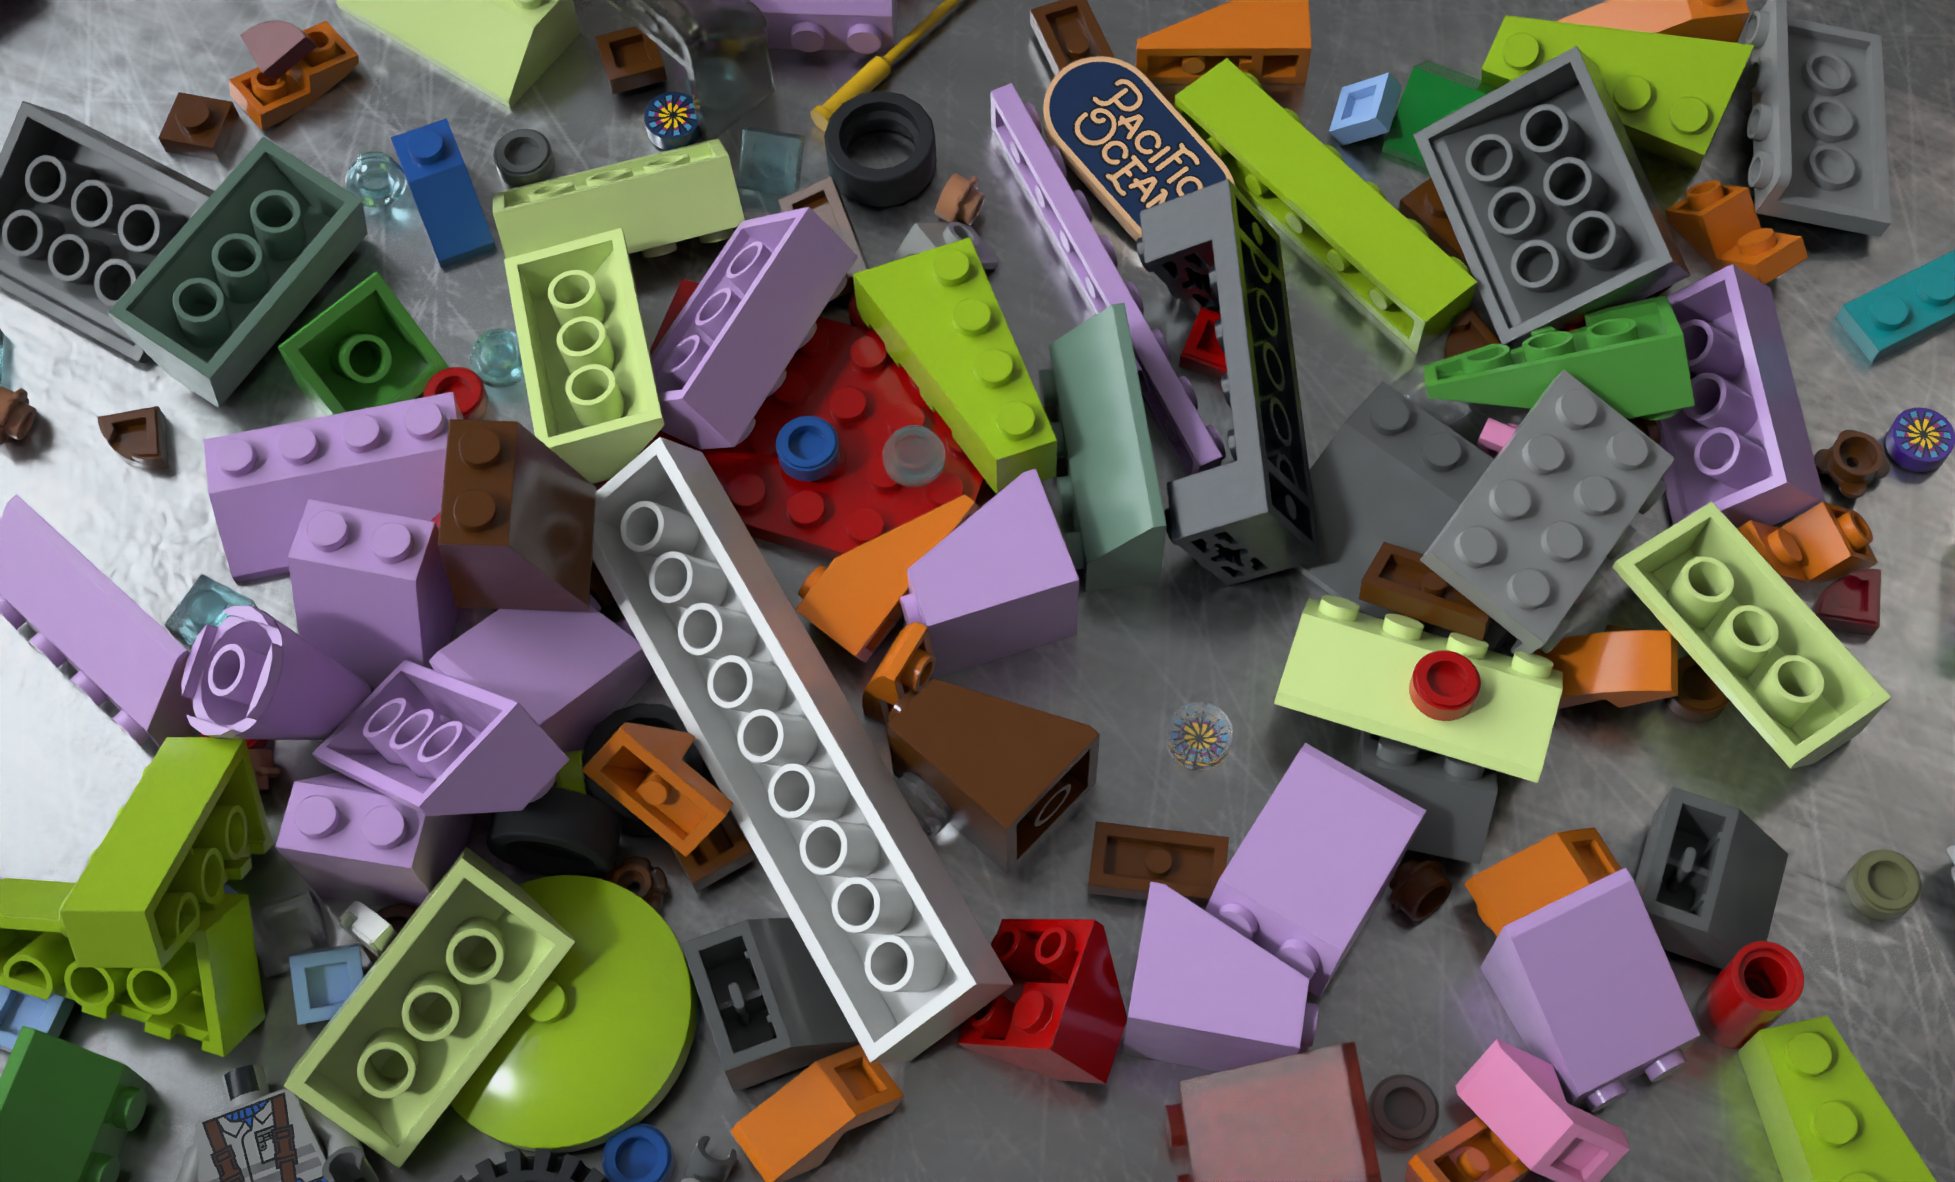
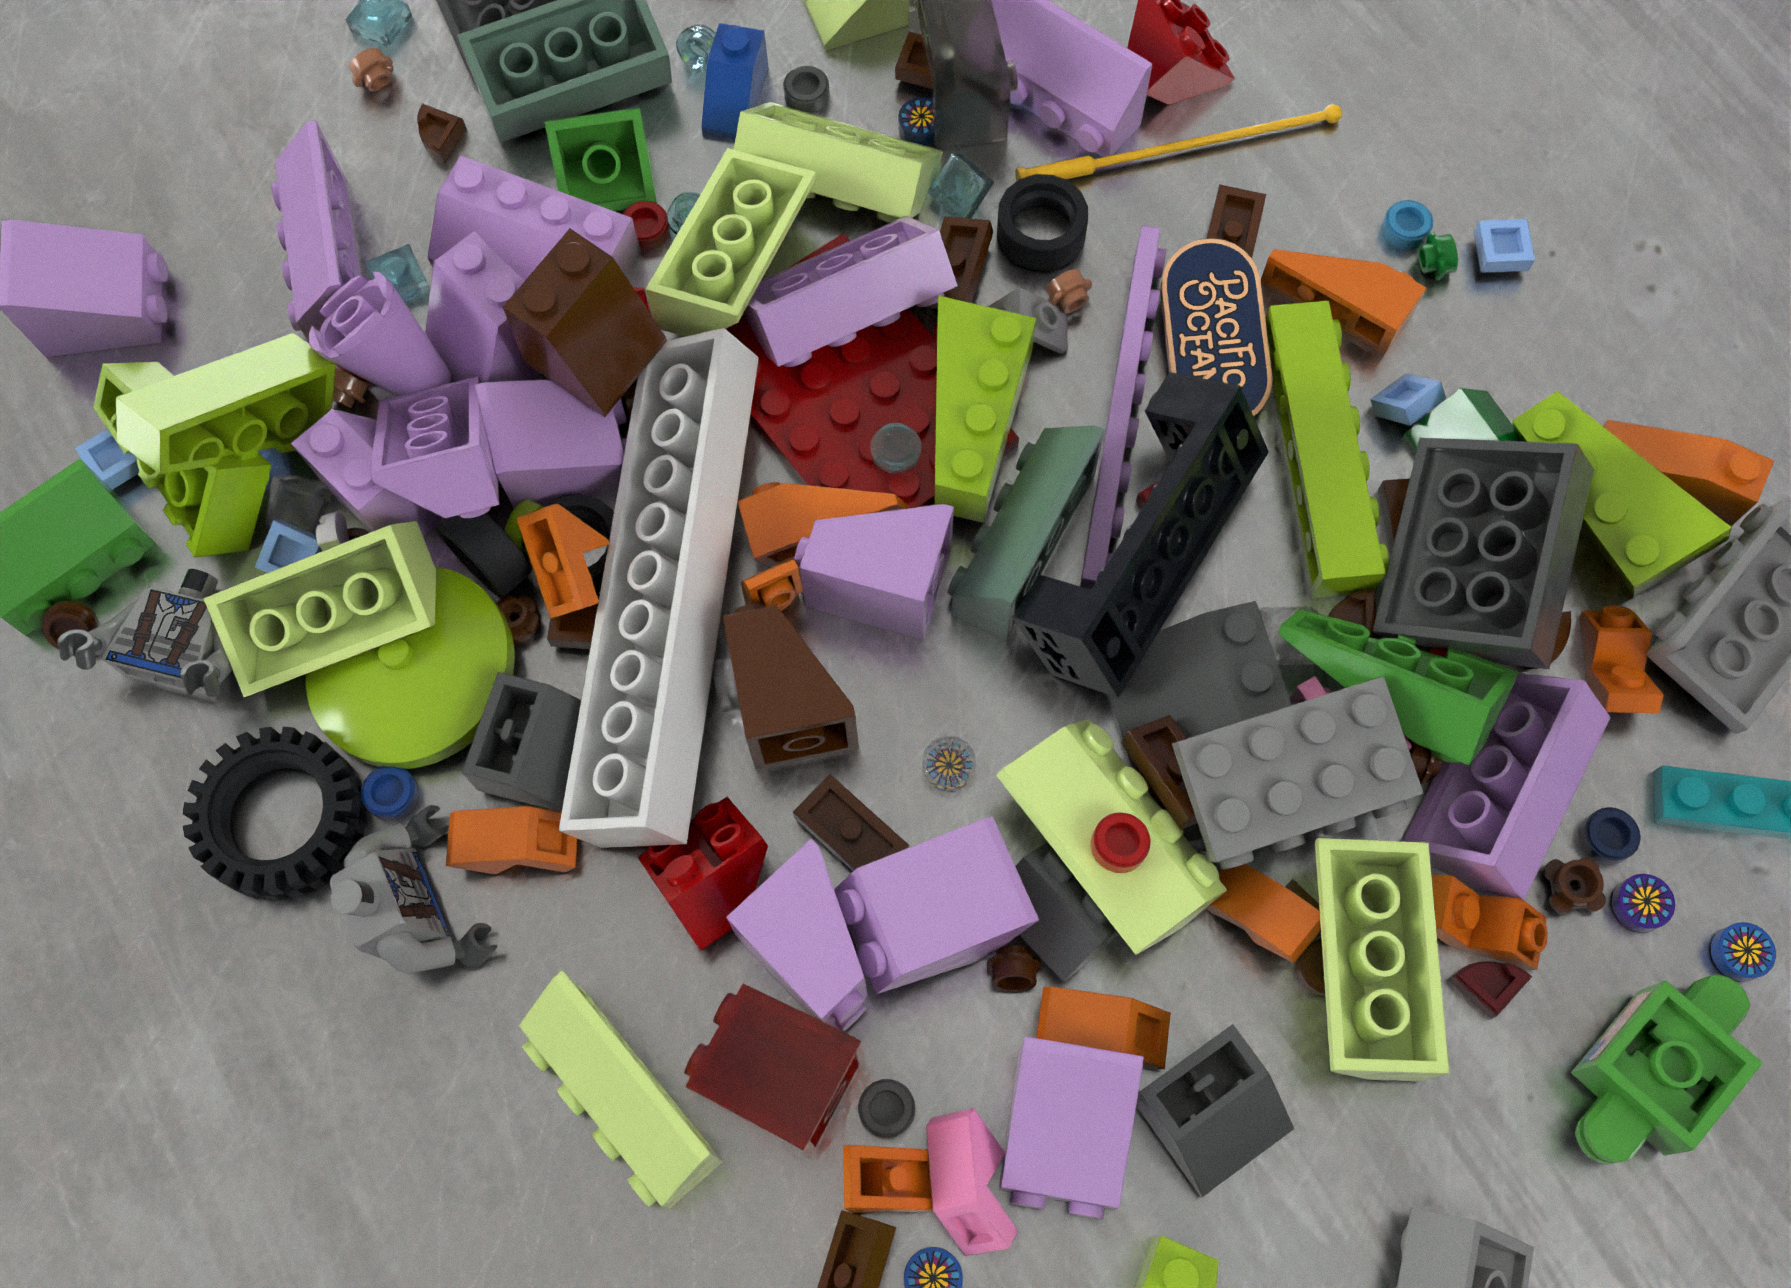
camera: 35 degrees right, 5 degrees up
(808, 448) = (832, 398): blue tile -> none
(1750, 993) = (1197, 1198): red pin -> none
(1845, 399) = (1609, 836): none -> dark blue tile
(1883, 884) = (1351, 1199): olive tile -> none

